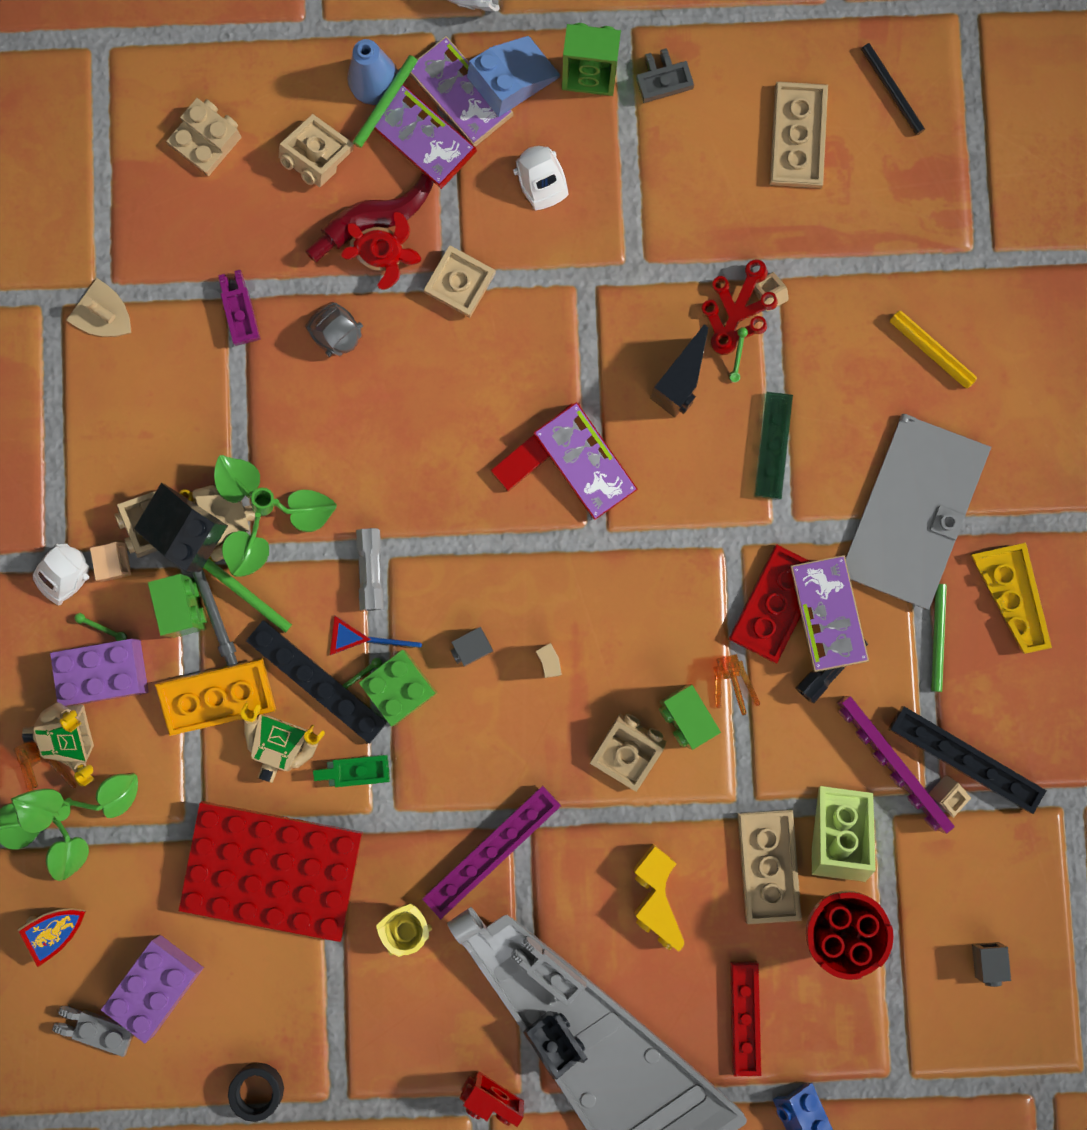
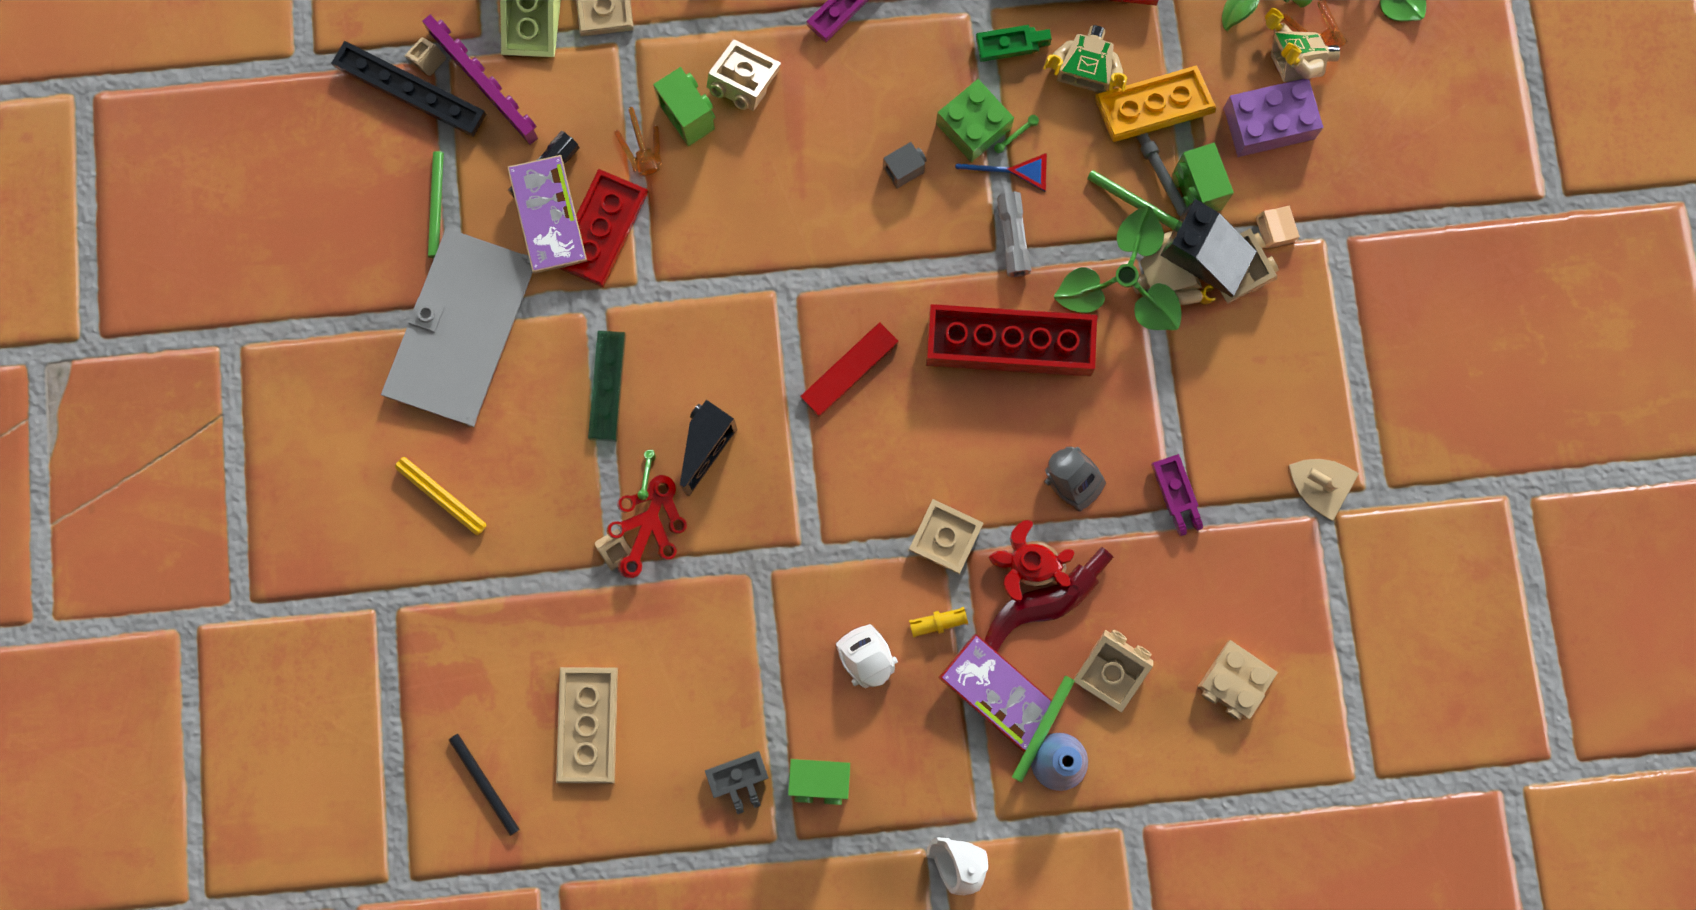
camera: 175 degrees right, 5 degrees down
(61, 573) = (1325, 213): white helmet -> none
(80, 618) = (1257, 157): bright green hinge -> none
(316, 681) = (1058, 126): black plate -> none
(381, 459) = (1011, 340): none -> red brick
(444, 79) = (962, 751): tile -> none
(472, 204) = (938, 622): none -> yellow pin
(510, 73) = (904, 771): medium blue slope -> none
(550, 661) = (826, 155): tan piece -> none
(585, 461) = (801, 355): medium lavender tile -> none
(1015, 592) = (359, 255): yellow wing -> none

